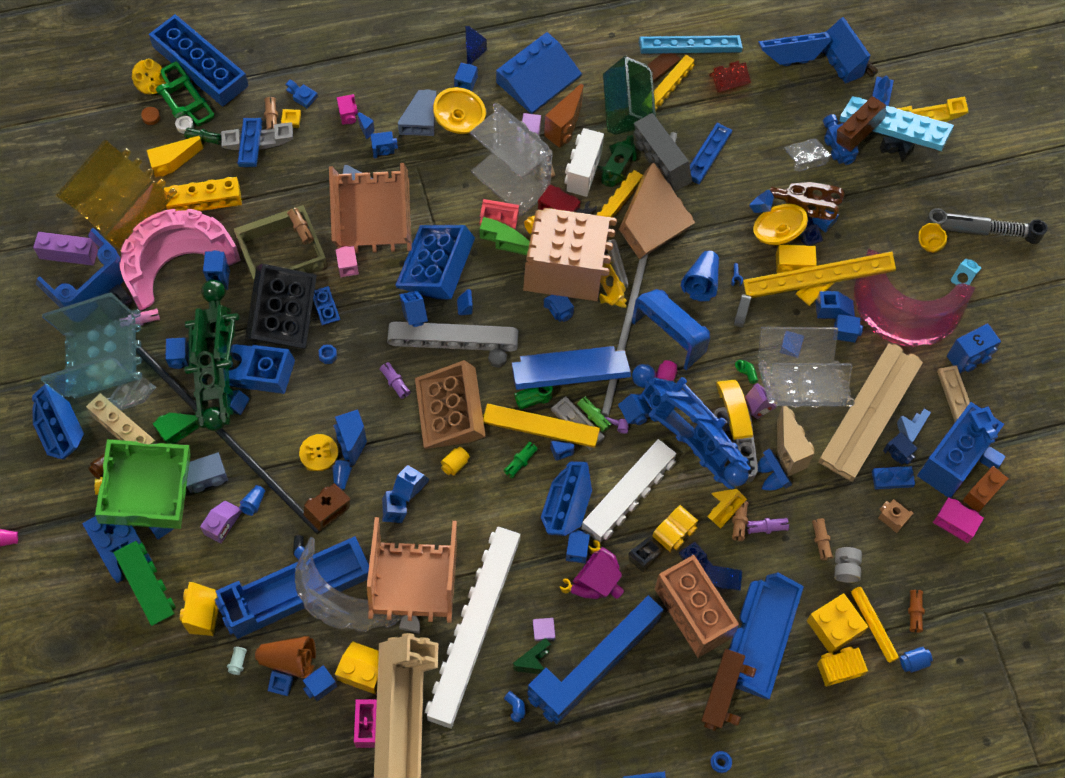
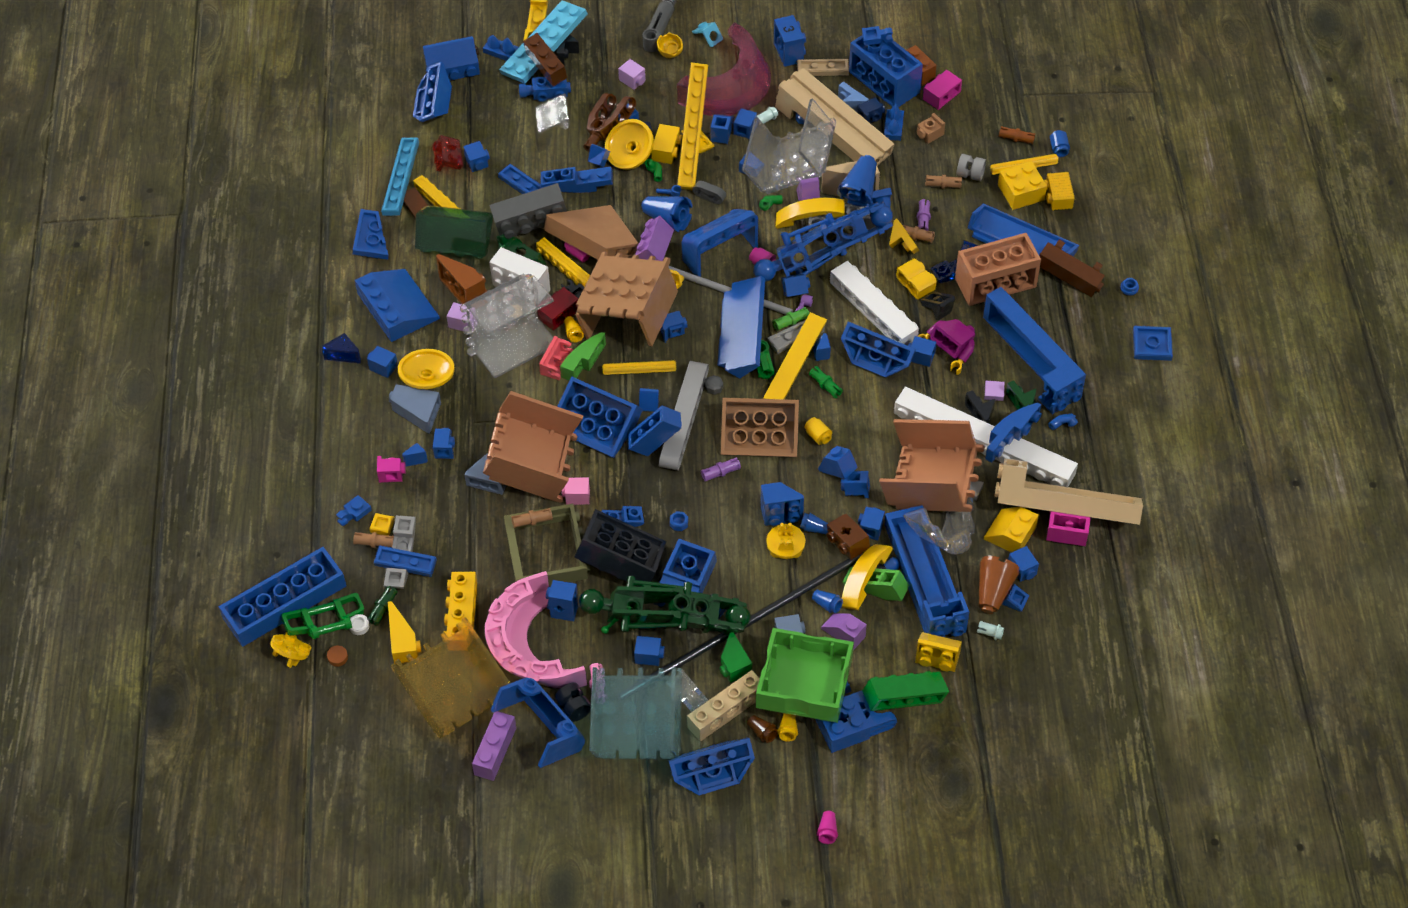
camera: 75 degrees left, 10 degrees down
(277, 543) = (885, 584): none -> bright green slope
(285, 526) = (861, 573): none -> yellow slope
(349, 526) = (872, 522): none -> blue brick
(482, 649) = (1012, 427): none -> blue slope
(505, 288) = (639, 367): none -> yellow axle
(507, 619) = (979, 410): none -> black slope
(612, 36) = (369, 236): none -> blue wing
(654, 268) = (655, 239): none -> medium lavender brick
(724, 188) = (577, 181): none -> blue slope
(731, 99) = (476, 156): none -> blue brick
(763, 256) = (655, 168): none -> green arm
(770, 441) = (859, 182): none -> blue cone
(864, 347) = (767, 115): none -> light aqua pin
(882, 212) = (632, 74): none -> lavender brick

